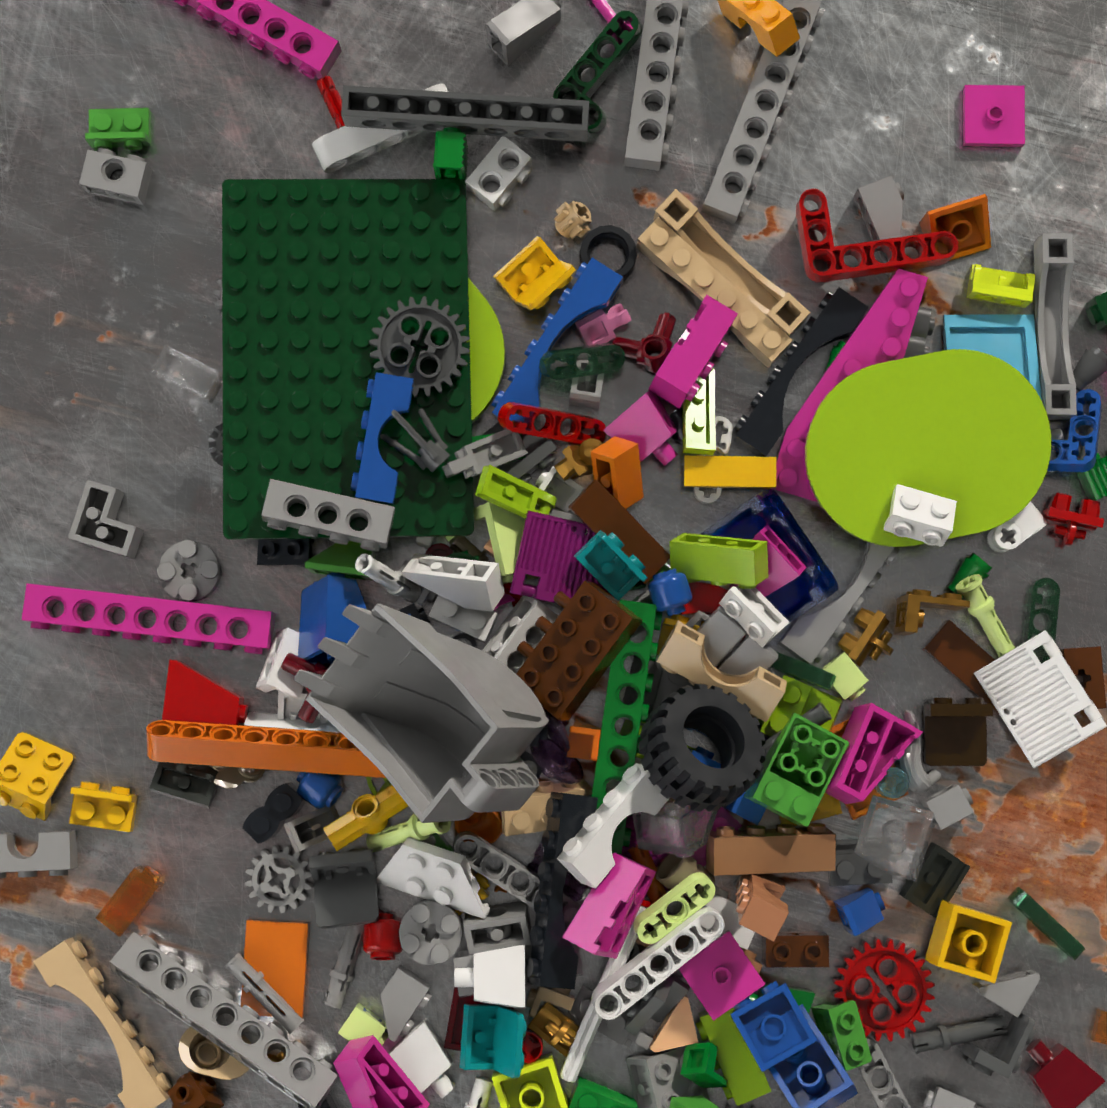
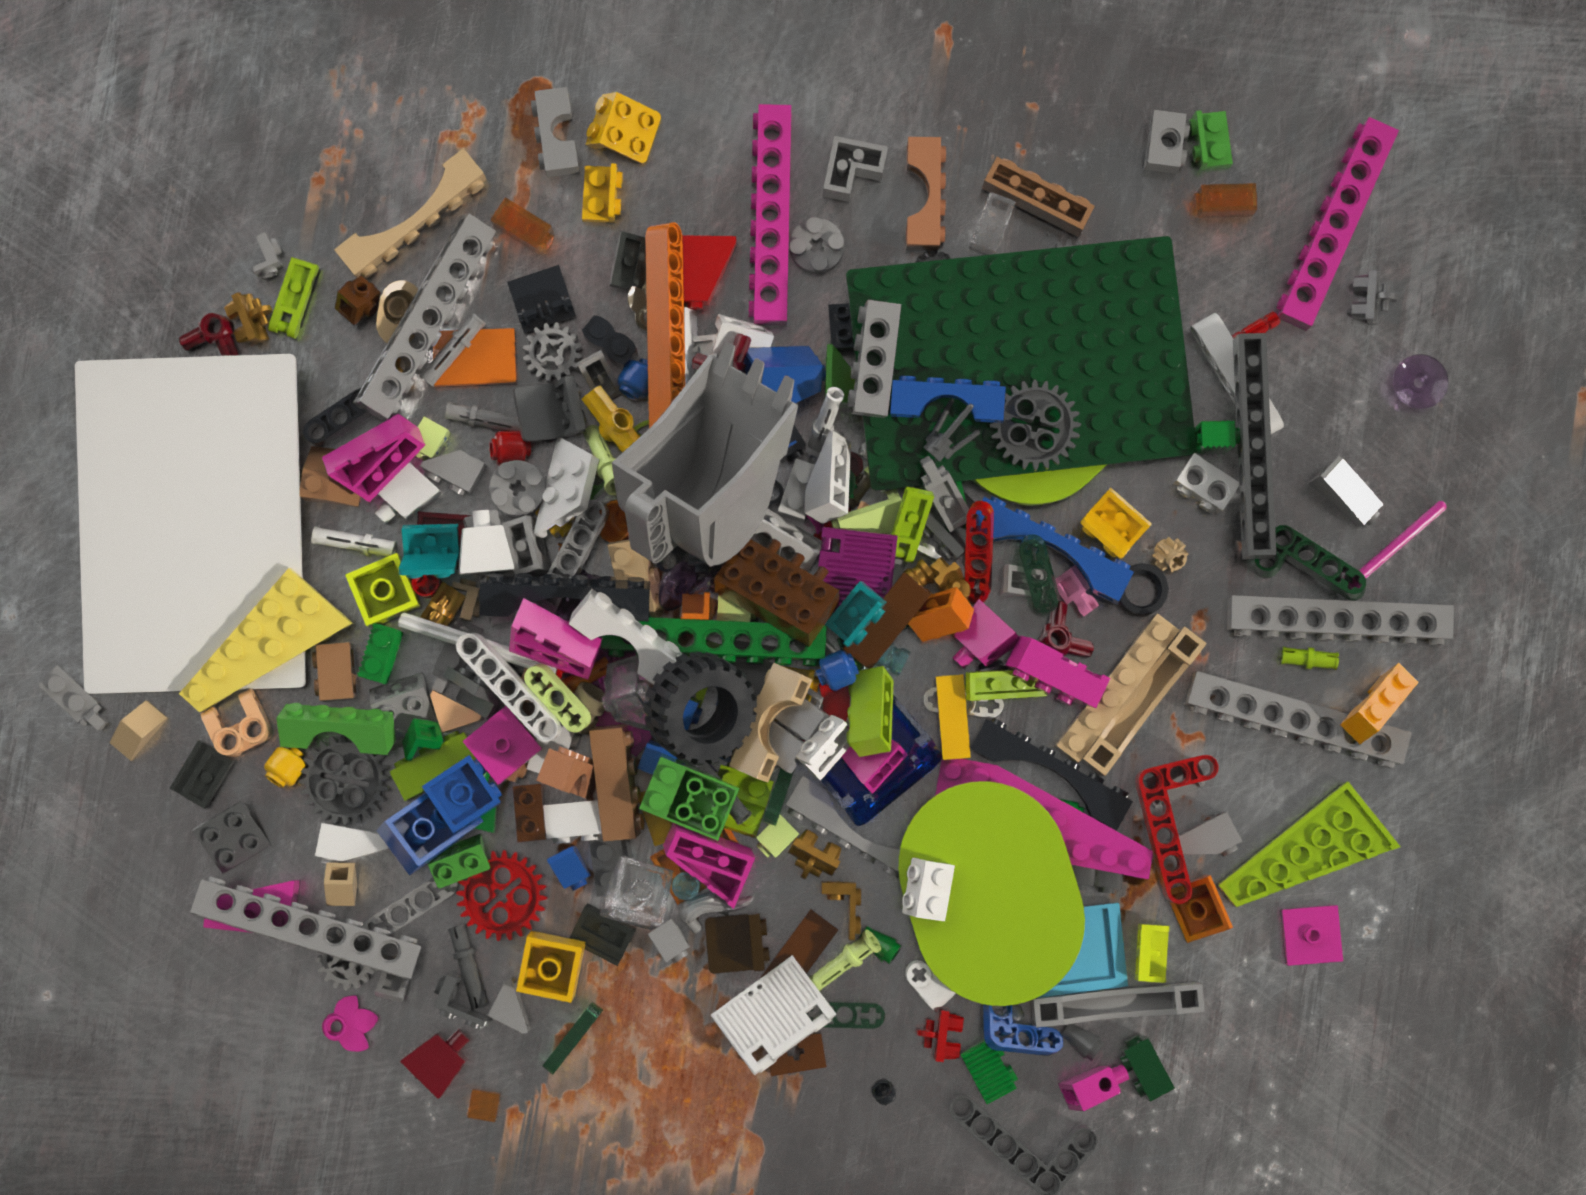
camera: 80 degrees right, 0 degrees up
(107, 441) = (925, 160): none -> nougat arch
(162, 319) = (1038, 196): none -> medium nougat brick
(188, 118) = (1226, 200): none -> clear orange brick
(216, 886) = (541, 298): none -> black hinge
(570, 489) = (921, 573): none -> pearl gold wheel
(593, 705) = (731, 612): none -> yellowish green brick
(660, 528) = (894, 659): none -> clear light blue wheel
(698, 85) = (1309, 658): none -> lime pin
(807, 902) = (572, 820): none -> white brick
(897, 97) = (1320, 842): none -> lime wing

